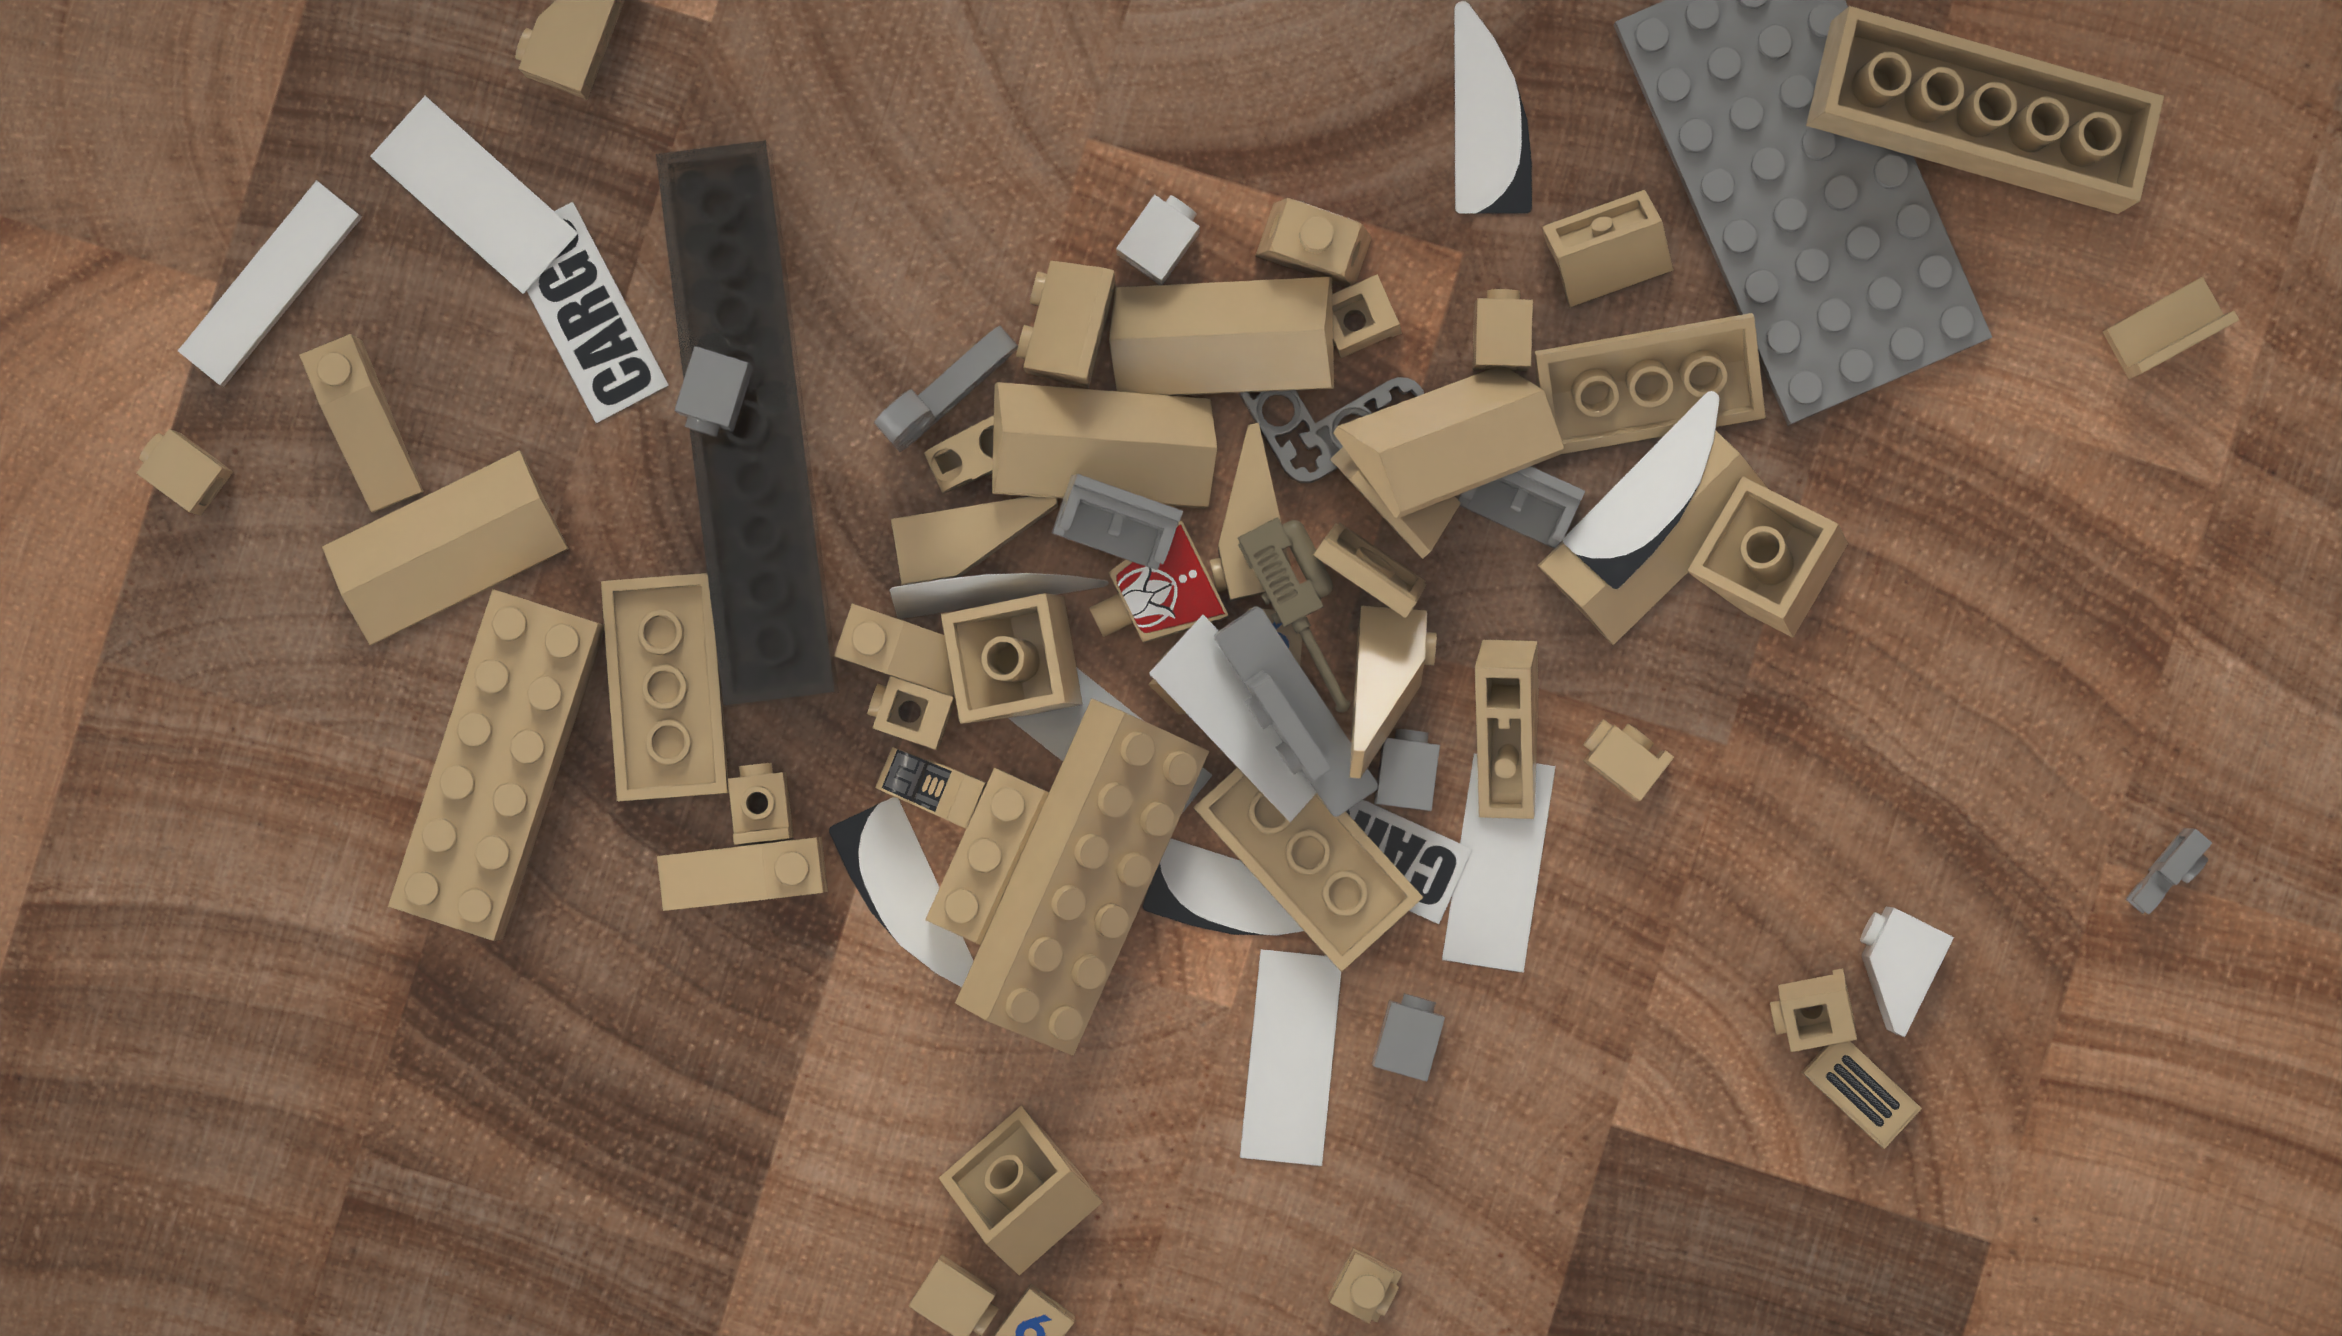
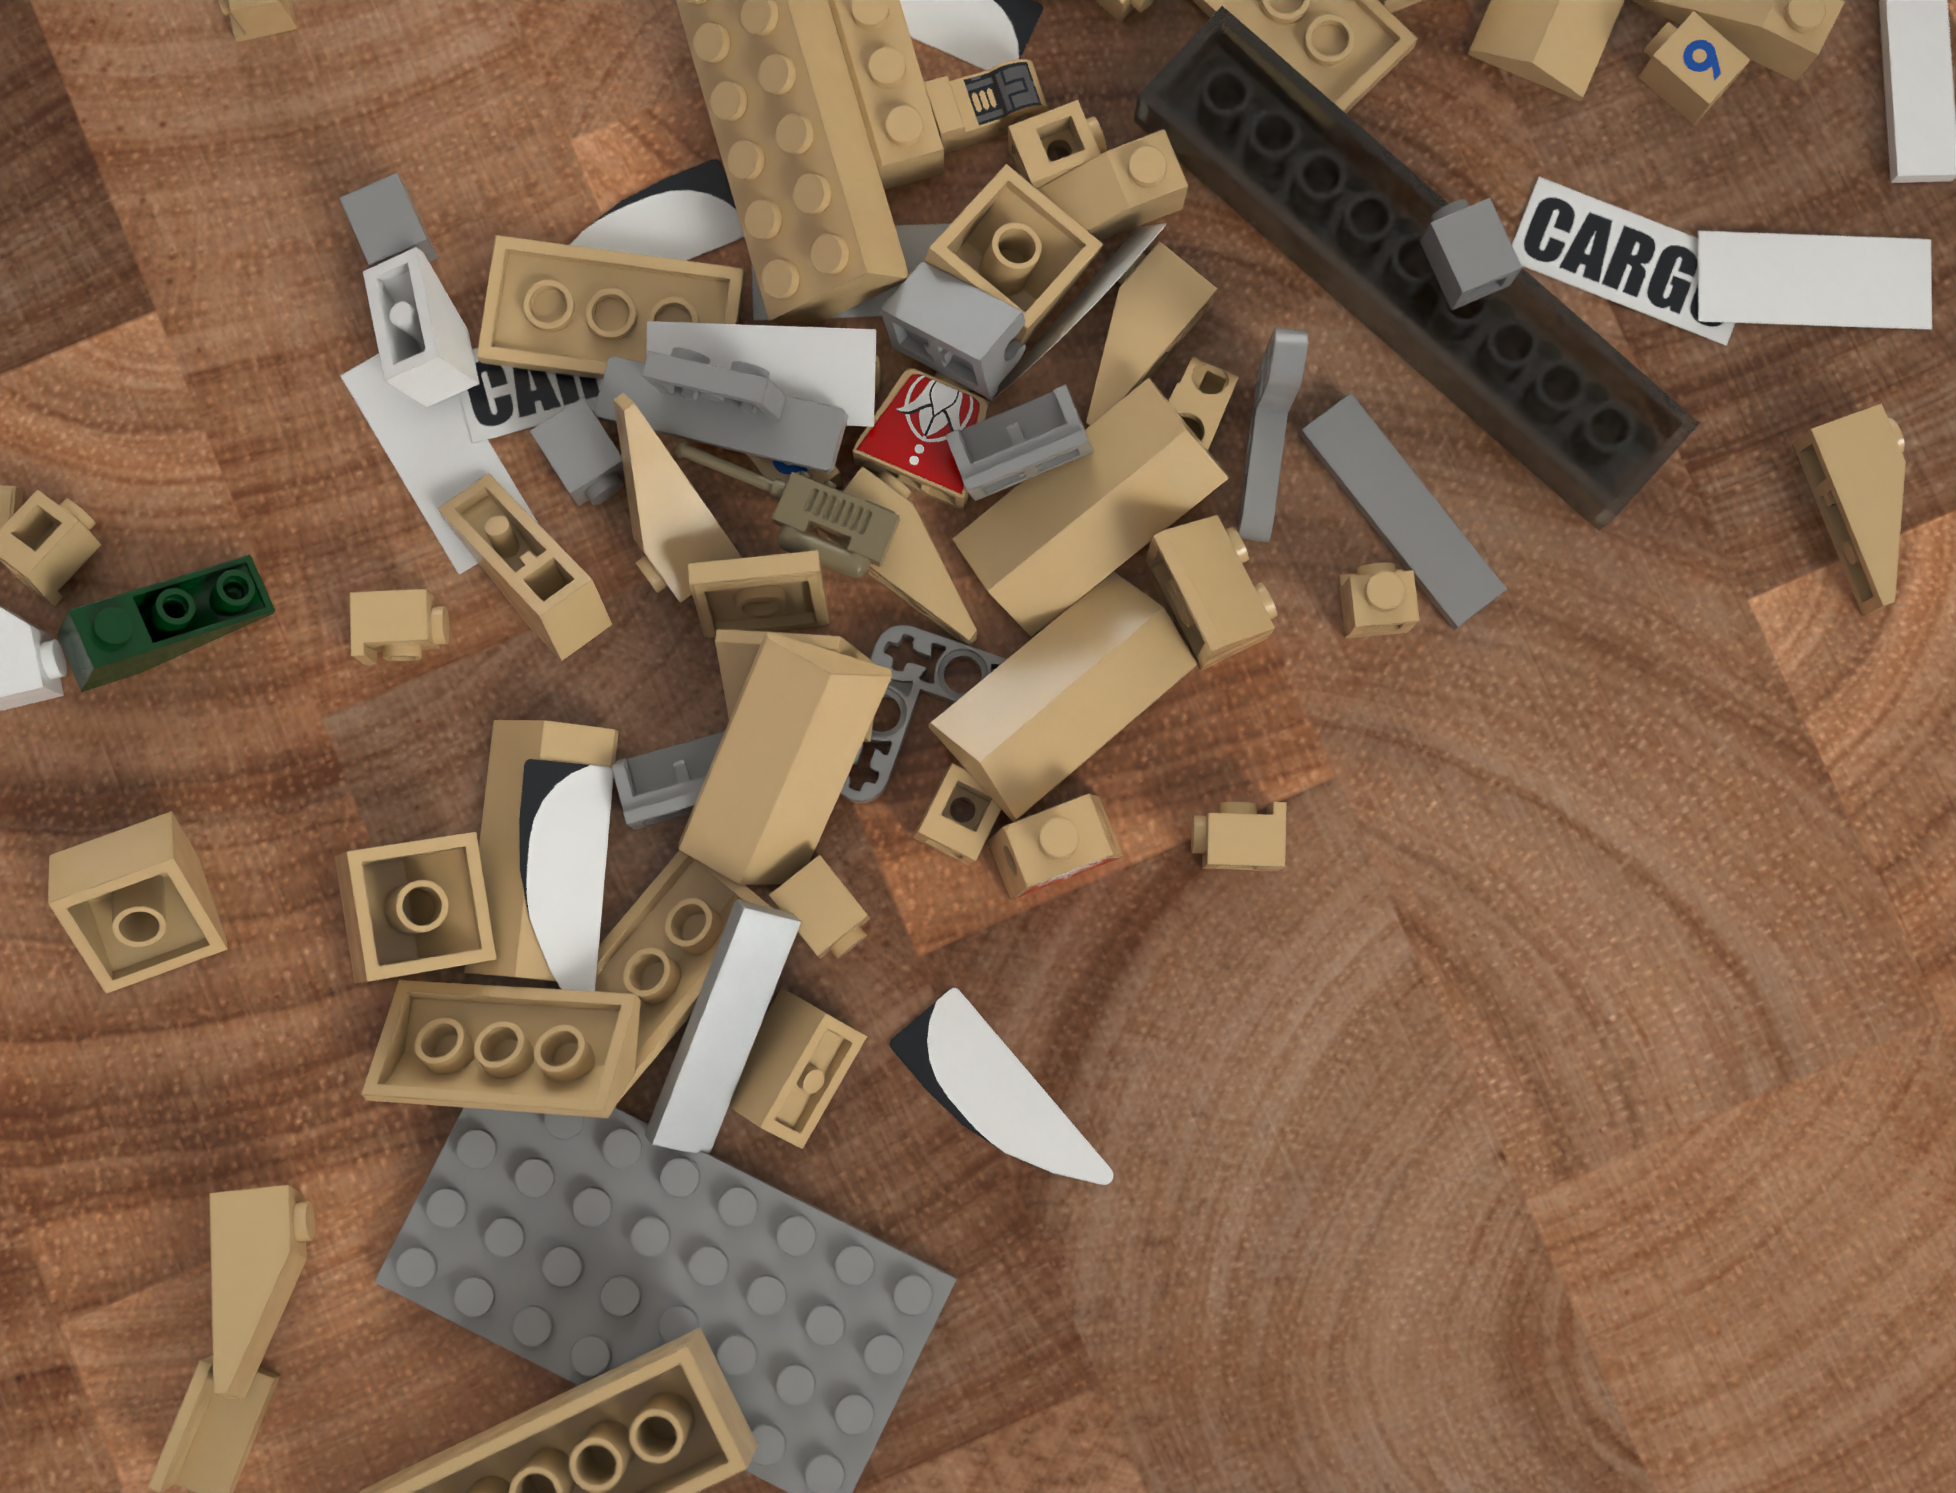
camera: 135 degrees right, 5 degrees down
(431, 405) = (1691, 66): none -> tan brick
(890, 273) = (1402, 511): none -> light grey tile
(962, 225) = (1378, 601): none -> tan brick
(1091, 637) = (954, 328): none -> light grey hinge
(1159, 238) = (1196, 735): white brick -> none
(1188, 146) = (1240, 837): none -> tan brick
(1290, 1058) = (482, 138): white sticker -> none
(1447, 946) = (418, 330): none -> white slope
(1632, 305) = (722, 1027): none -> tile
(1778, 894) = (161, 621): none -> dark green slope
(1785, 410) = (506, 1048): none -> tan slope
(1947, 717) = (135, 902): none -> tan slope
(2059, 409) = (254, 1268): none -> tan slope

